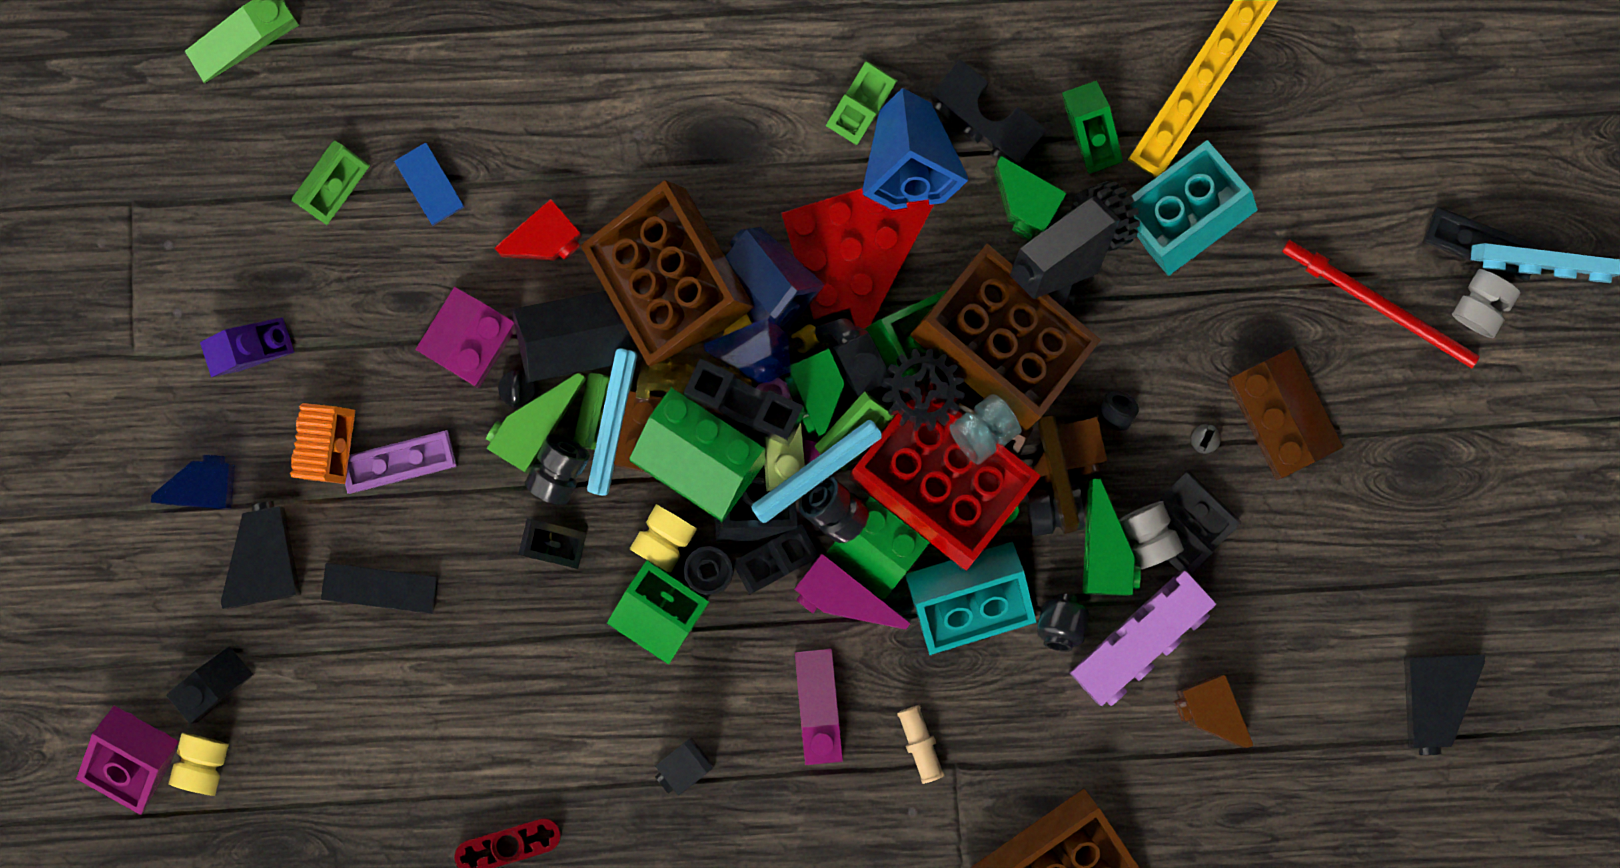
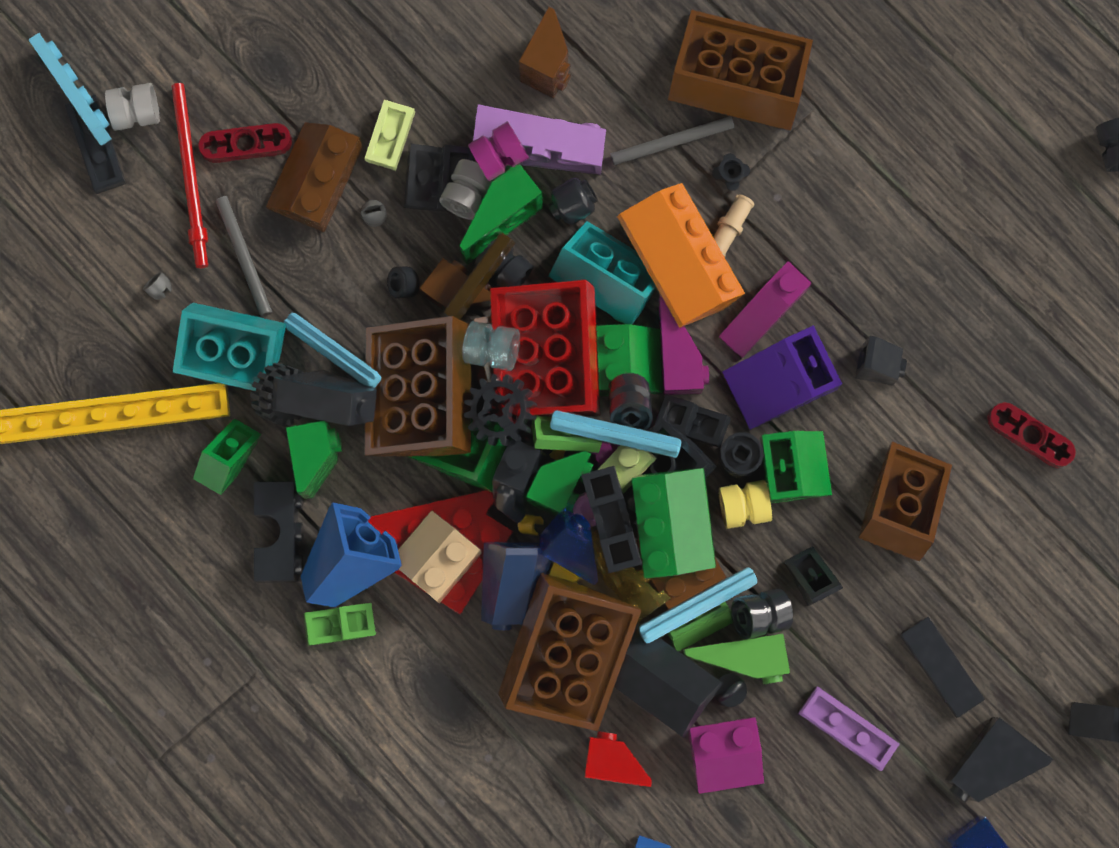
camera: 130 degrees left, 5 degrees down
(322, 443) = (882, 789): orange brick -> none
(545, 682) = (906, 502): none -> reddish brown slope
(745, 667) = (782, 378): none -> dark purple slope
(846, 231) = (437, 556): none -> tan slope
(930, 672) = (681, 255): none -> orange slope
(960, 784) = (740, 170): none -> black plate
(1044, 762) = (672, 140): none -> dark grey bar
(1106, 293) = (332, 350): none -> medium azure axle
(1155, 583) = (498, 151): none -> magenta wheel
(1264, 290) = (243, 256): none -> dark grey bar
(1264, 512) = (389, 135): none -> yellowish green plate
(1301, 192) = (157, 285): none -> dark grey hinge
(1375, 349) = (234, 134): none -> dark red beam

